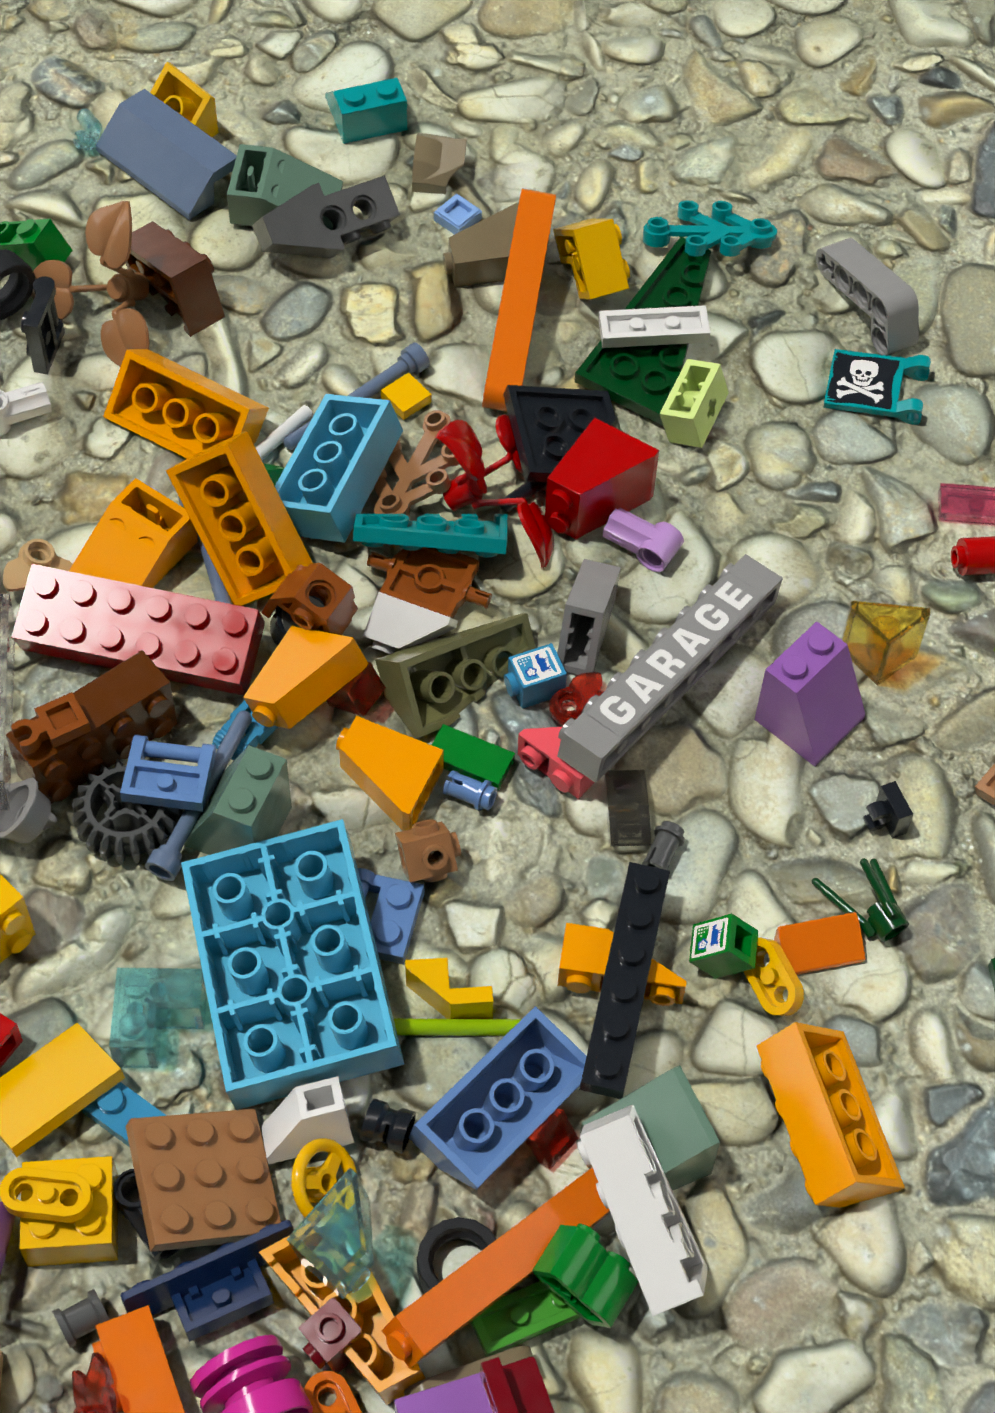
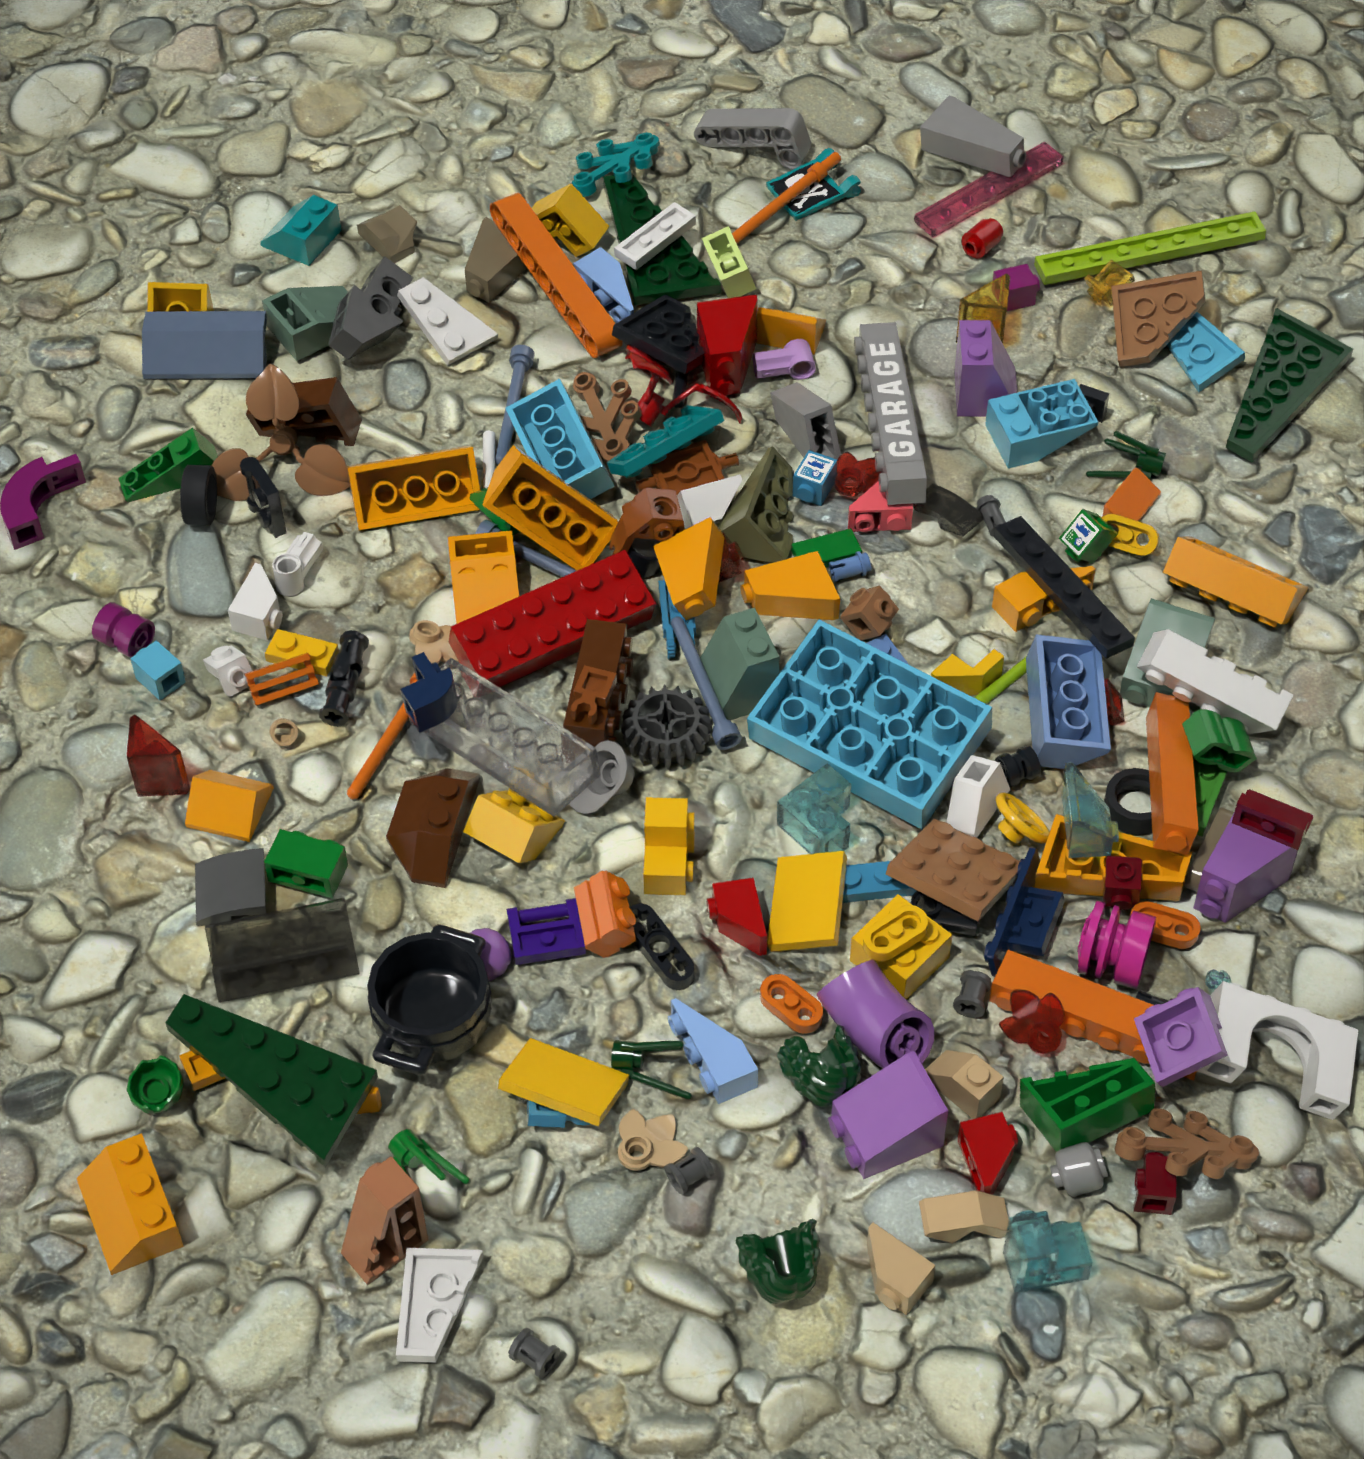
camera: 40 degrees left, 5 degrees down
(92, 128) = (128, 365): clear light blue arm -> none
(164, 782) = (682, 685): medium blue plate -> none
(381, 276) = (445, 322): none -> white wing
(406, 395) = (538, 379): yellow tile -> none
(457, 214) = (441, 258): light blue tile -> none
(568, 341) = (607, 282): none -> light blue slope
(688, 506) = (780, 327): none -> light orange slope
(814, 787) = (1038, 421): none -> medium azure slope
(887, 373) = (815, 174): none -> orange bar
(954, 631) = (1022, 286): none -> magenta brick

